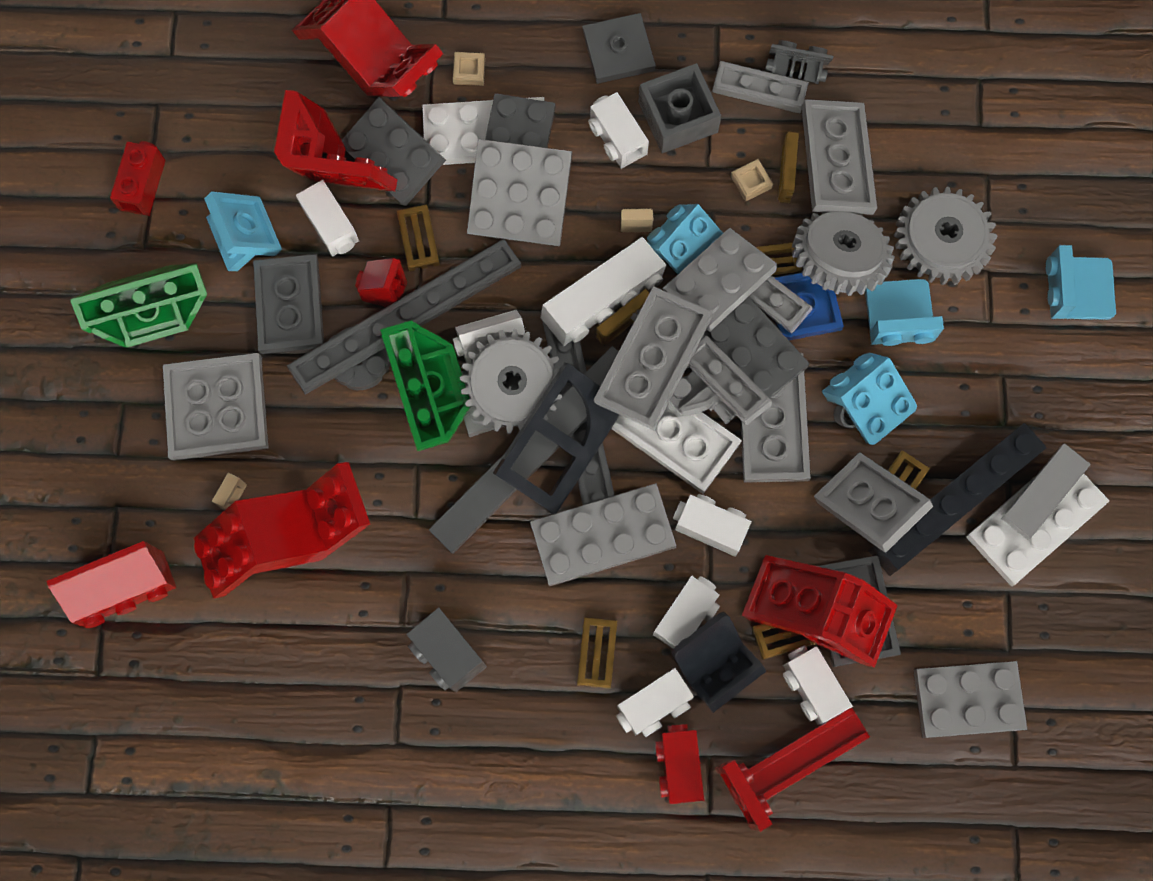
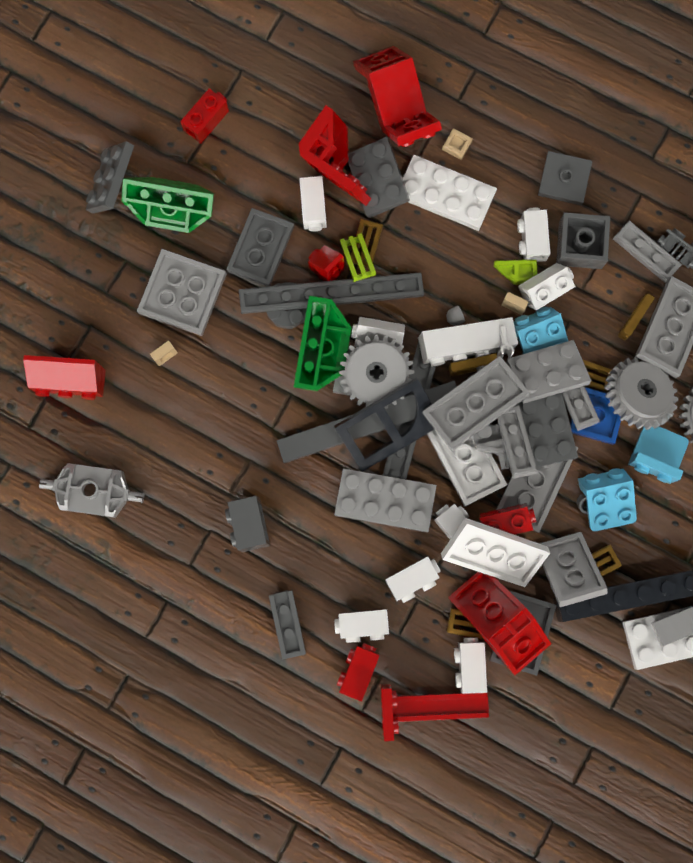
camera: 30 degrees right, 5 degrees up
(51, 309) = (109, 177): none -> dark grey plate
(240, 228) = (254, 182): medium azure bracket -> none
(247, 707) = (108, 498): none -> light grey plate
(280, 530) = (183, 395): red bracket -> none
(401, 241) = (352, 241): none -> lime tile
(519, 192) = (446, 246): light grey plate -> none
(520, 121) = (468, 203): dark grey plate -> none
(559, 753) = (287, 624): none -> dark grey hinge
(572, 270) = (455, 316): none -> light grey hinge
(594, 682) = (333, 590): pearl gold tile -> none
(620, 182) = (517, 270): none -> lime tile
(654, 275) = (506, 347): none -> white hand
(664, 180) = (547, 286): none -> white brick
(717, 662) = (415, 619): black bracket -> none
(751, 180) = (607, 313): tan tile -> none
(766, 482) = (510, 519): none -> red brick
(771, 527) = (495, 552): none -> white plate
(970, 699) = (567, 727): light grey plate -> none

